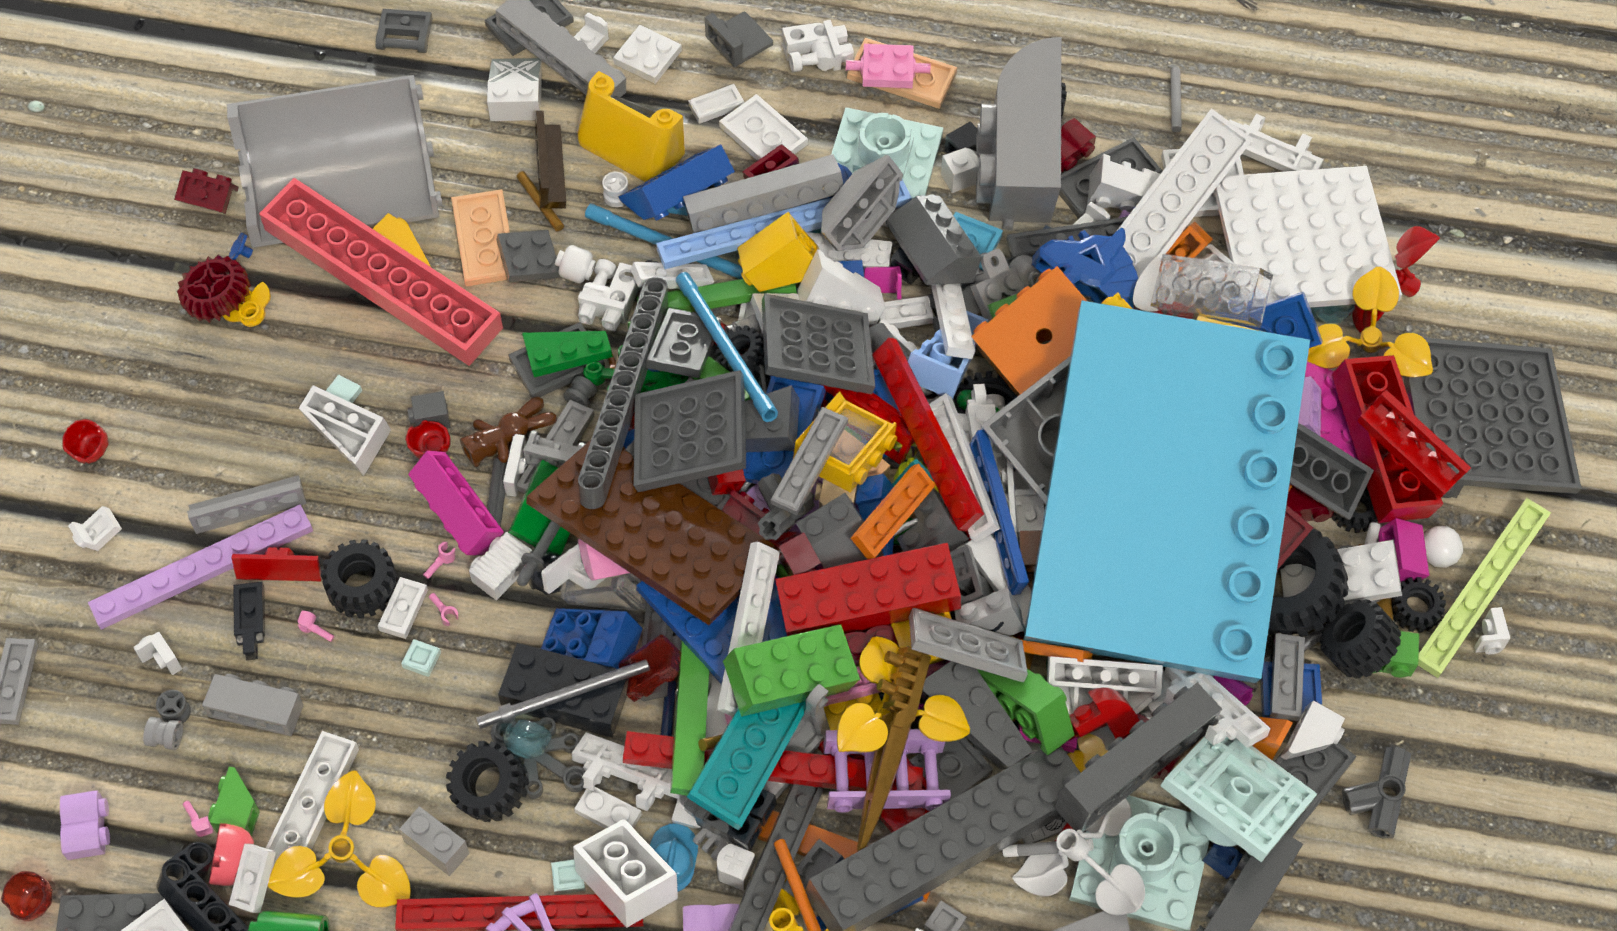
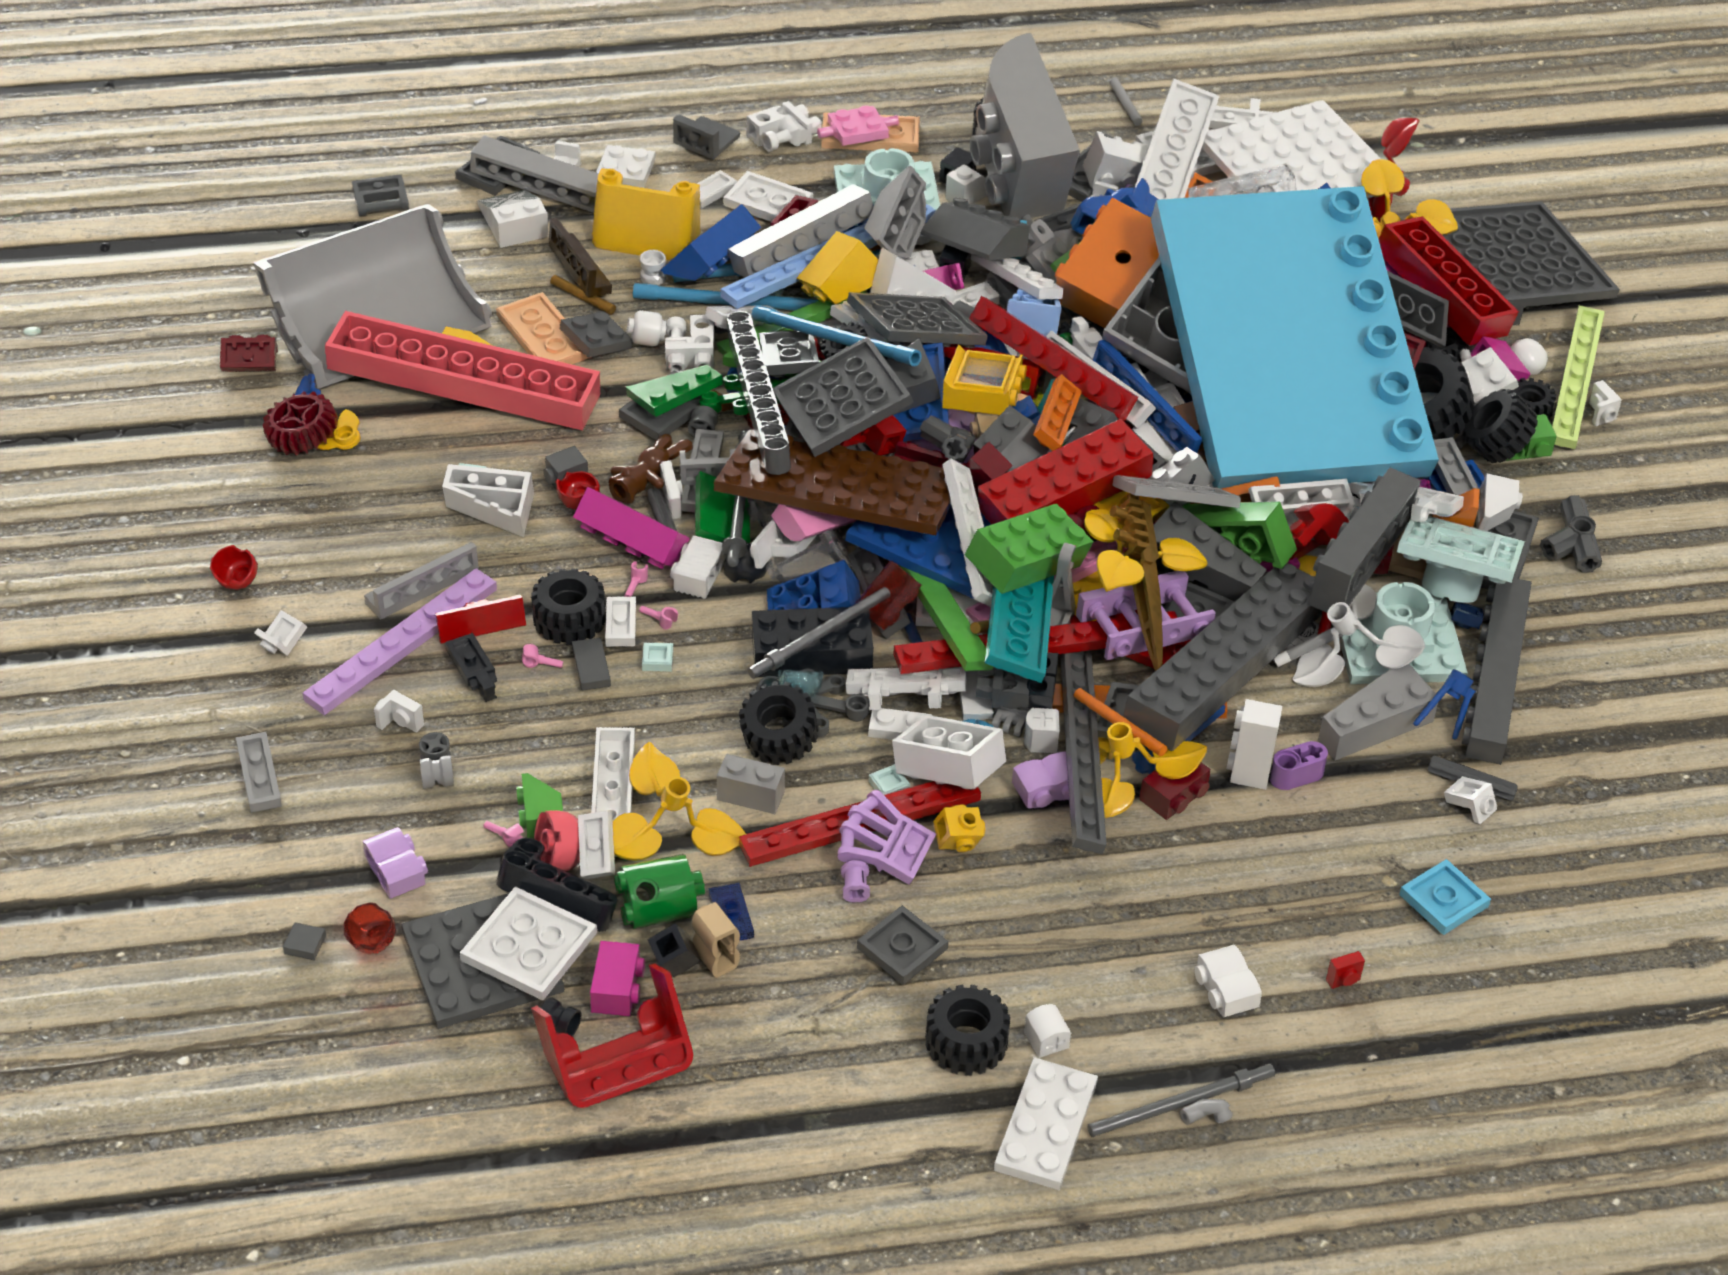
camera: 20 degrees left, 15 degrees down
(253, 704) = (514, 728): light grey brick -> none
(357, 647) = (591, 664): none -> dark grey tile
(809, 461) = (964, 390): light grey tile -> none
(1411, 446) = (1474, 277): red fence -> none

